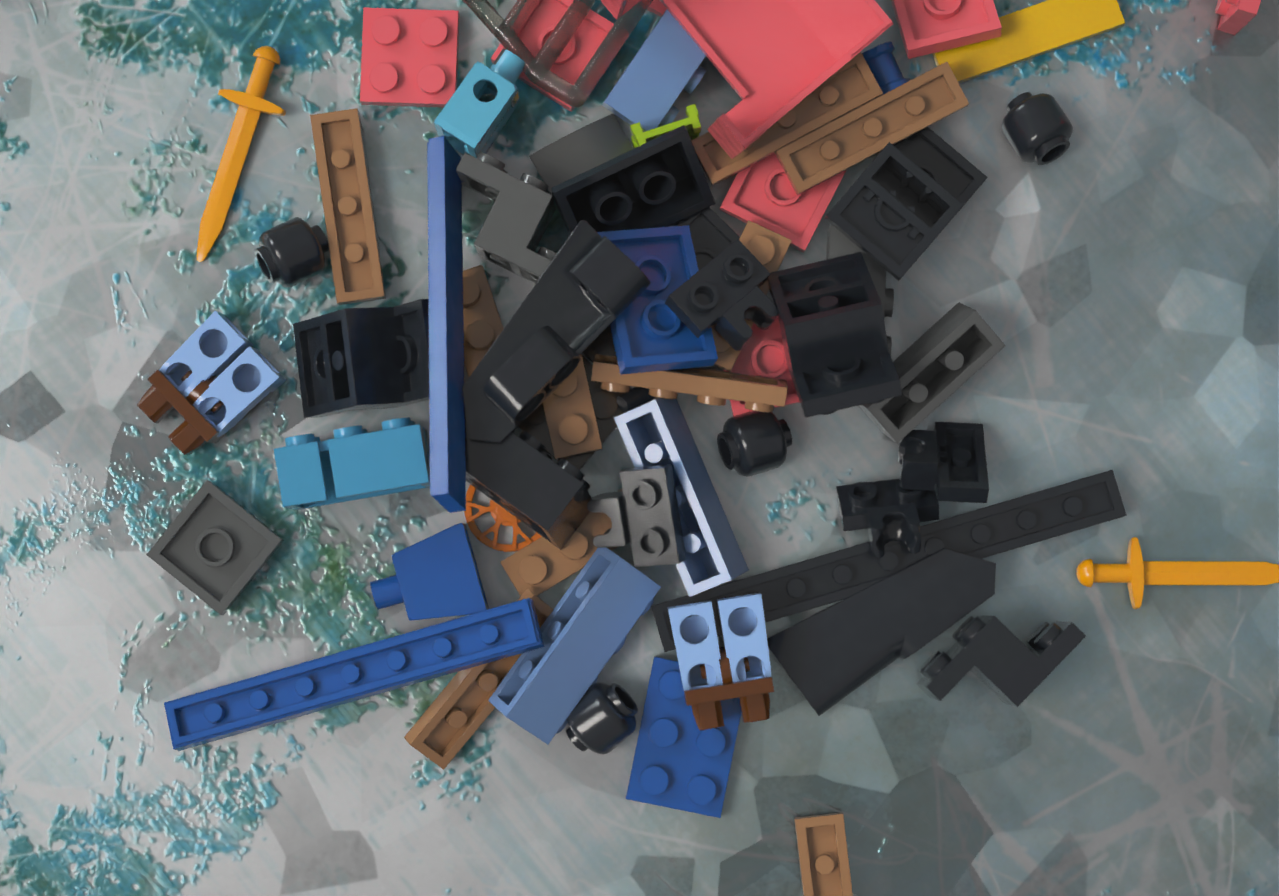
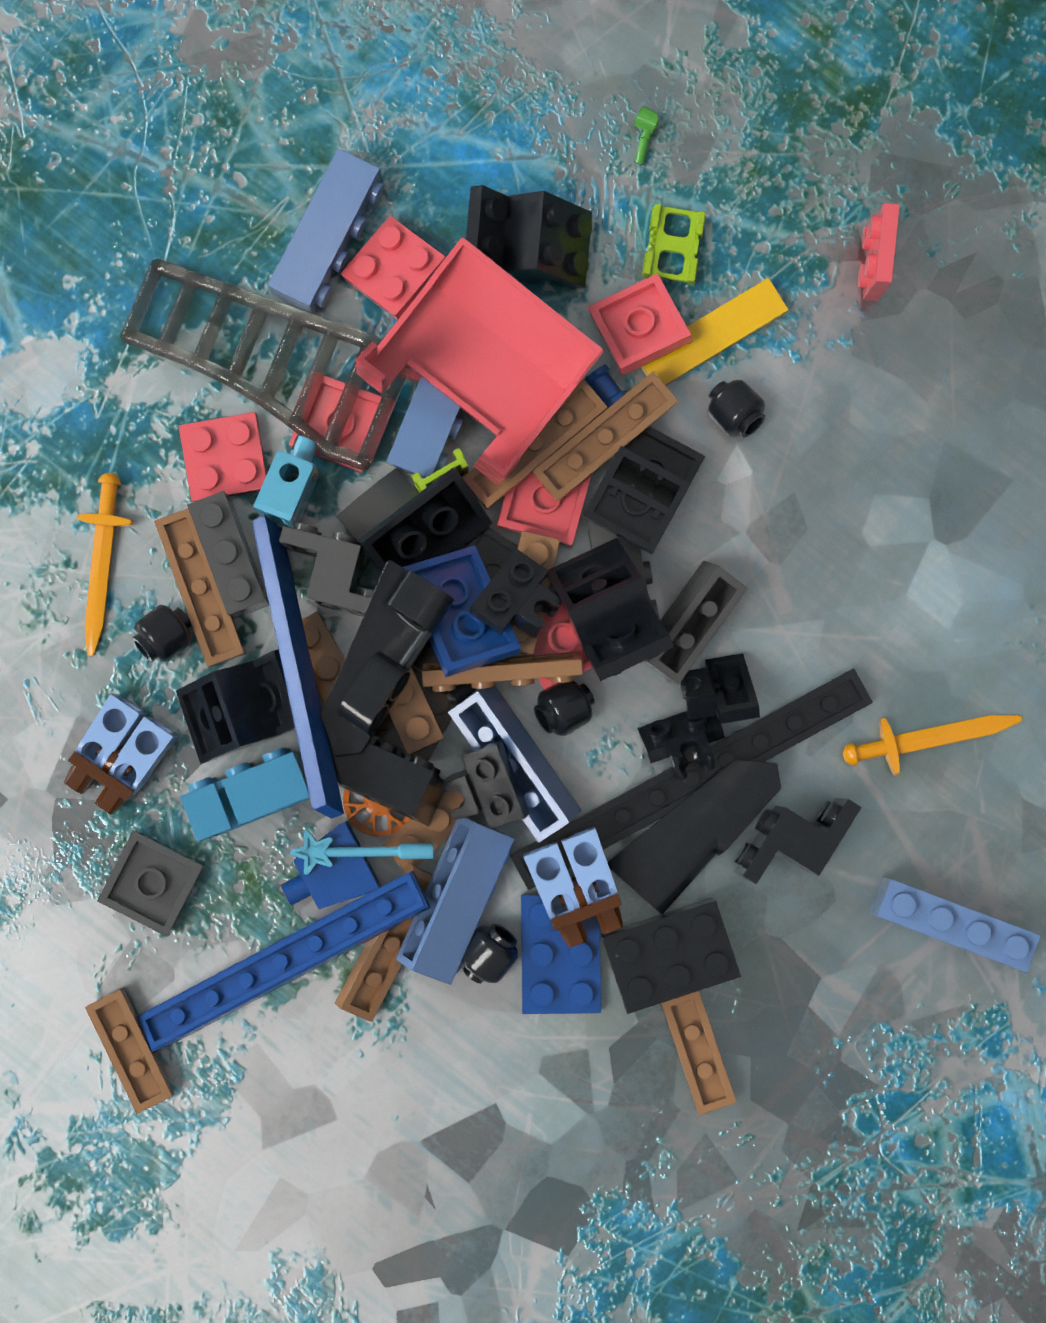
camera: 15 degrees left, 0 degrees up
(147, 741) = (129, 1051): none -> medium nougat plate
(391, 174) = (228, 554): none -> dark grey brick
(424, 552) = (319, 851): none -> medium azure piece
(818, 766) = (670, 955): none -> black brick
(1168, 802) = (954, 924): none -> medium blue brick

